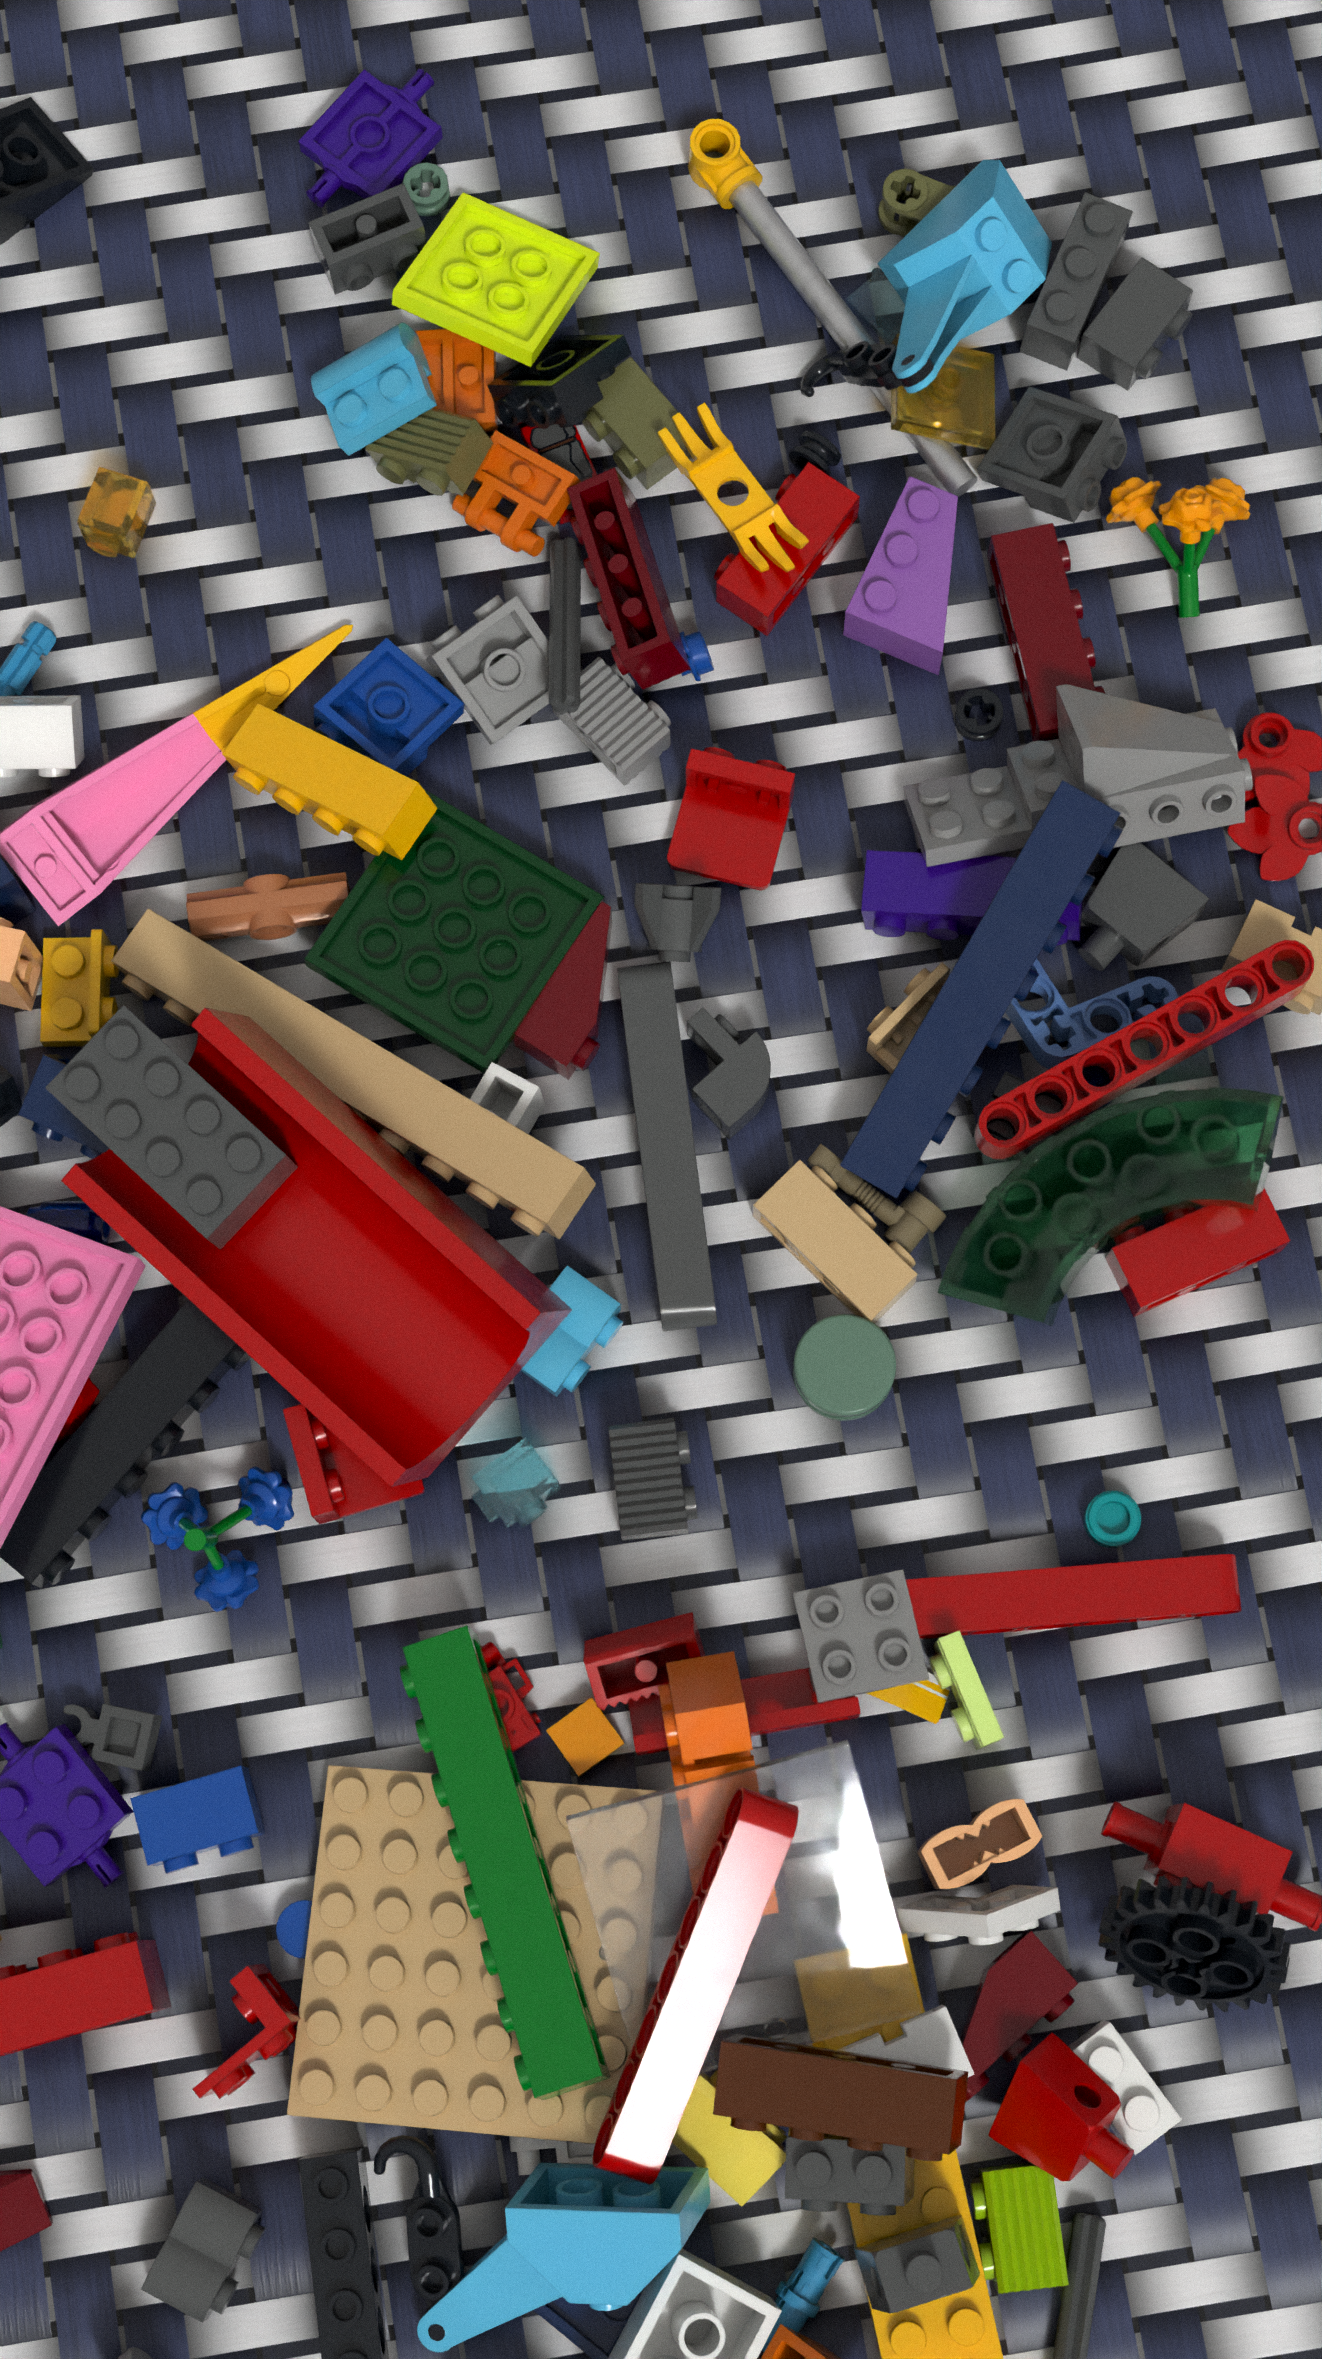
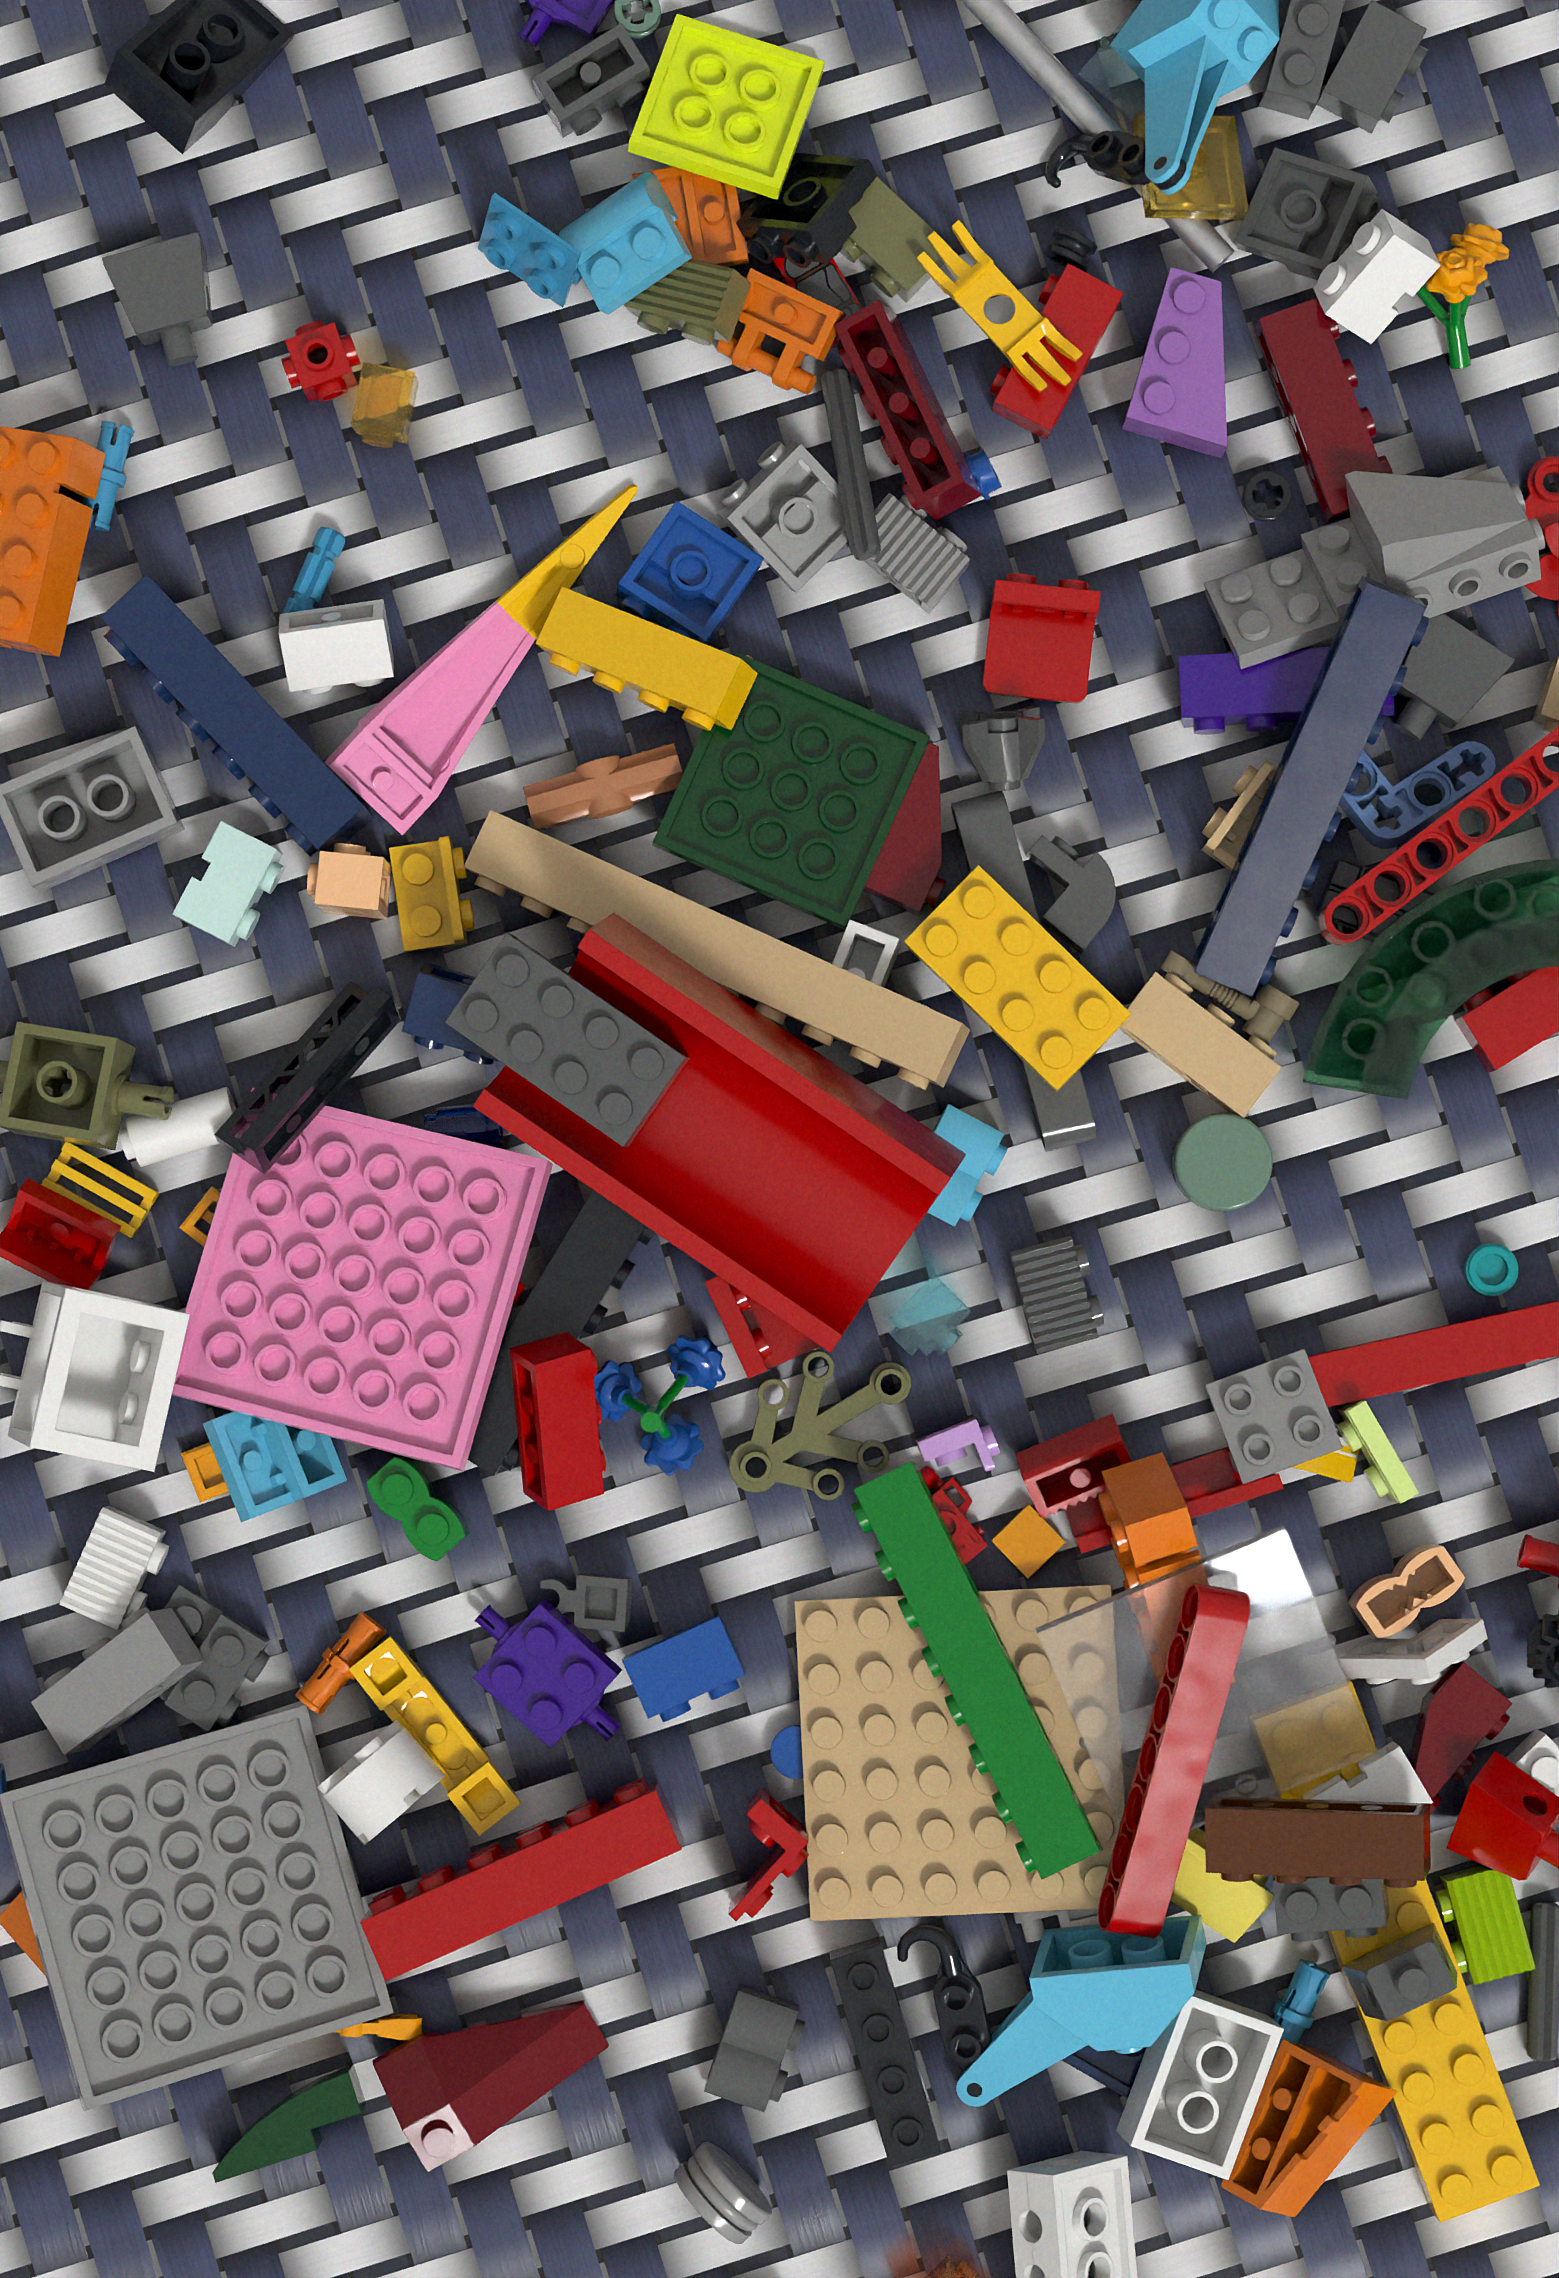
camera: 10 degrees left, 10 degrees up
(59, 464) = (326, 379): none -> red brick
(107, 1534) = (557, 1420): none -> red brick
(281, 385) = (529, 251): none -> dark azure hinge
(374, 1587) = (812, 1431): none -> olive plant
(516, 1622) = (949, 1444): none -> lavender bracket
(654, 1143) = (1017, 978): none -> yellow brick
(1110, 504) = (1374, 274): none -> white brick

